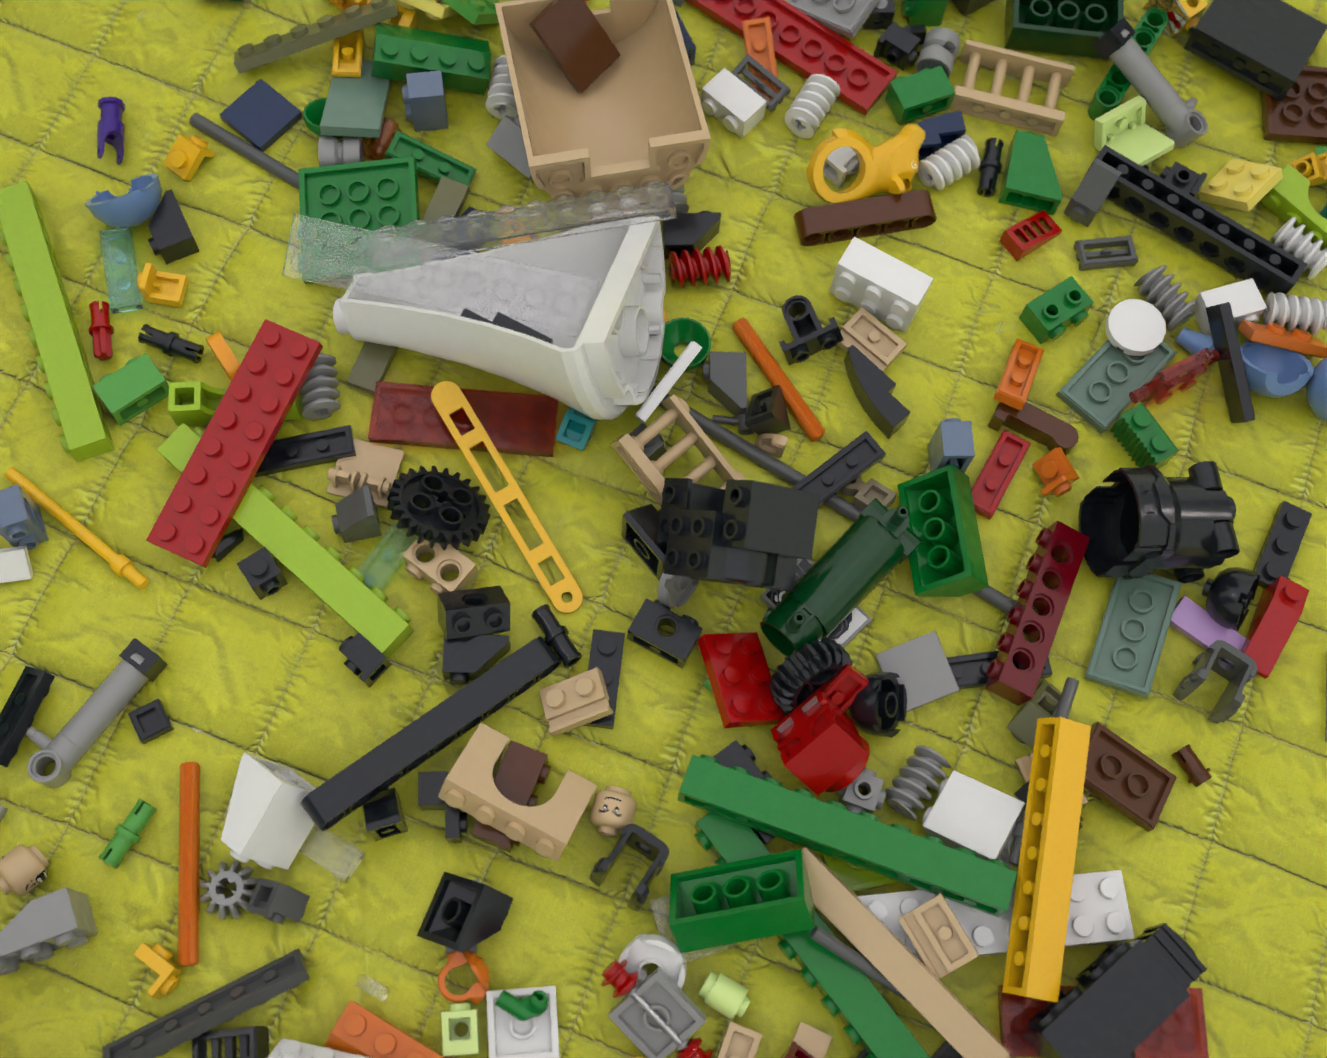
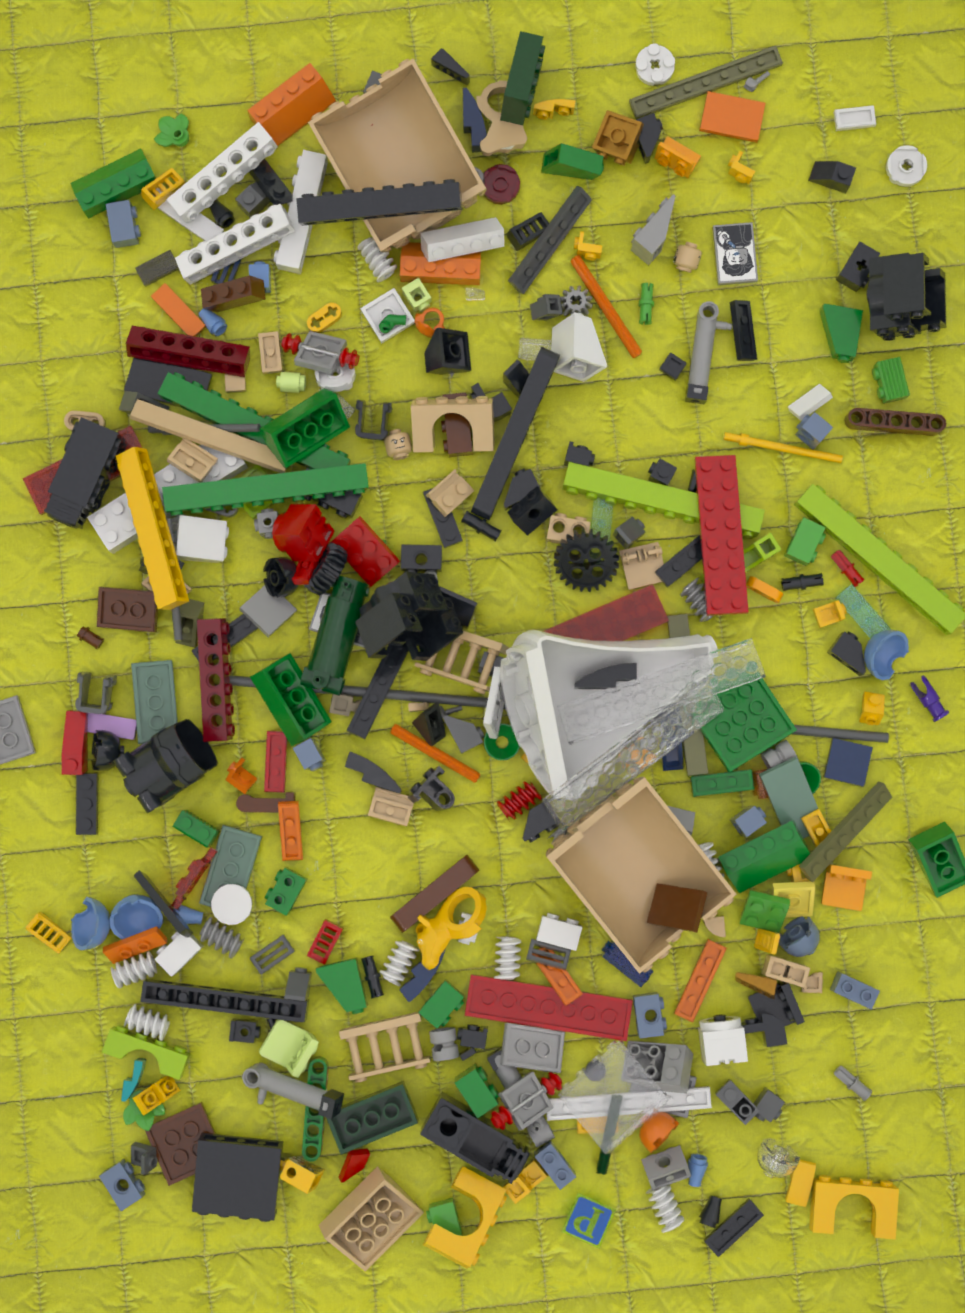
camera: 160 degrees right, 15 degrees up
(448, 399) = (618, 628): yellow piece -> none
(880, 284) = (401, 842): white brick -> none
(915, 780) = (240, 543): light grey piece -> none
(1240, 184) = (204, 1048): light yellow plate -> none

